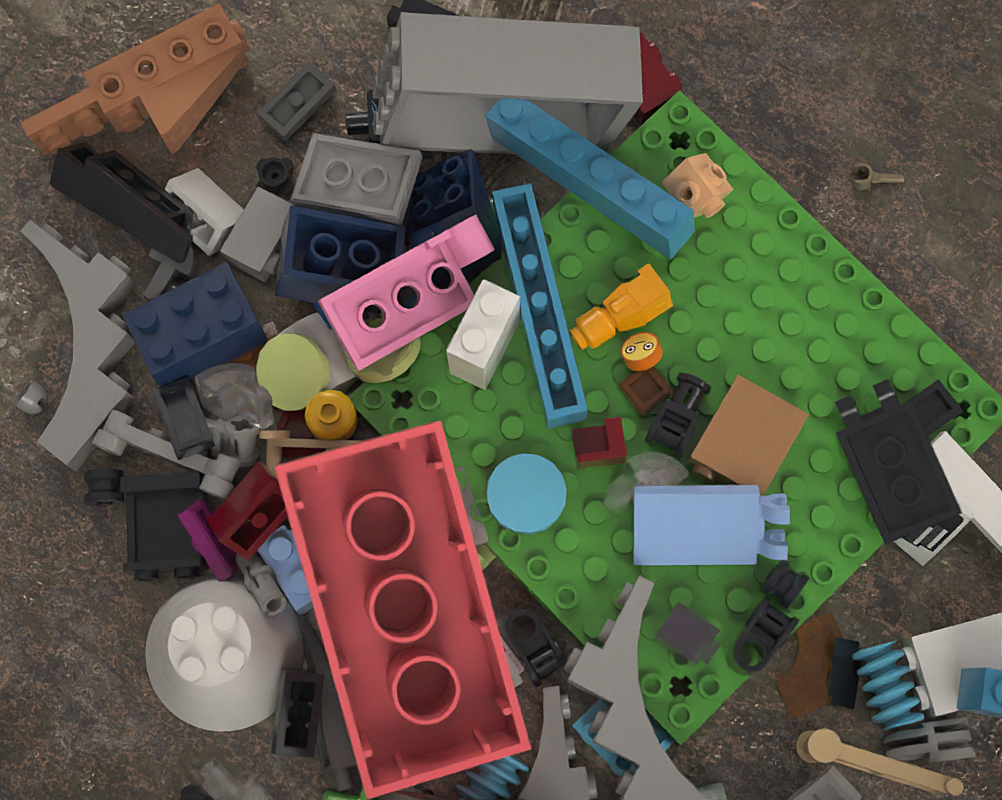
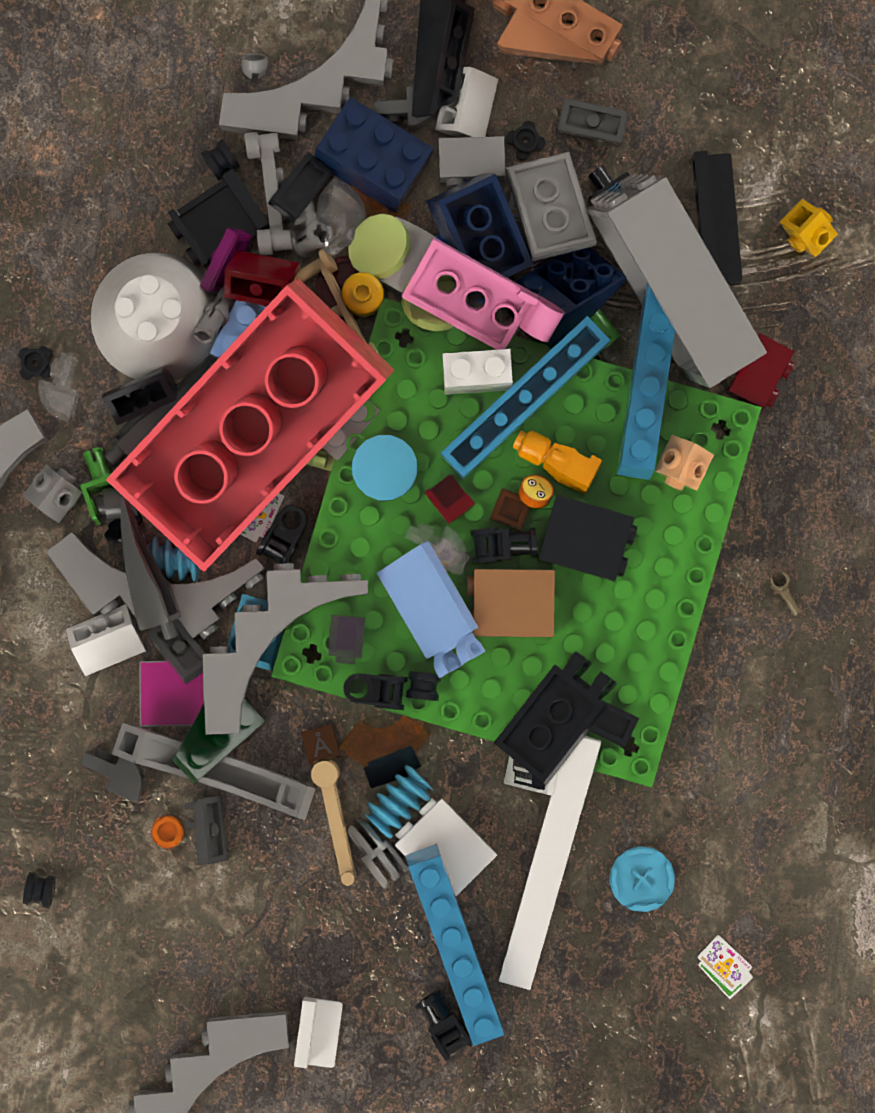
camera: 60 degrees right, 10 degrees up
(720, 326) = (587, 538): none -> black panel
(779, 735) = (320, 744): none -> reddish brown tile

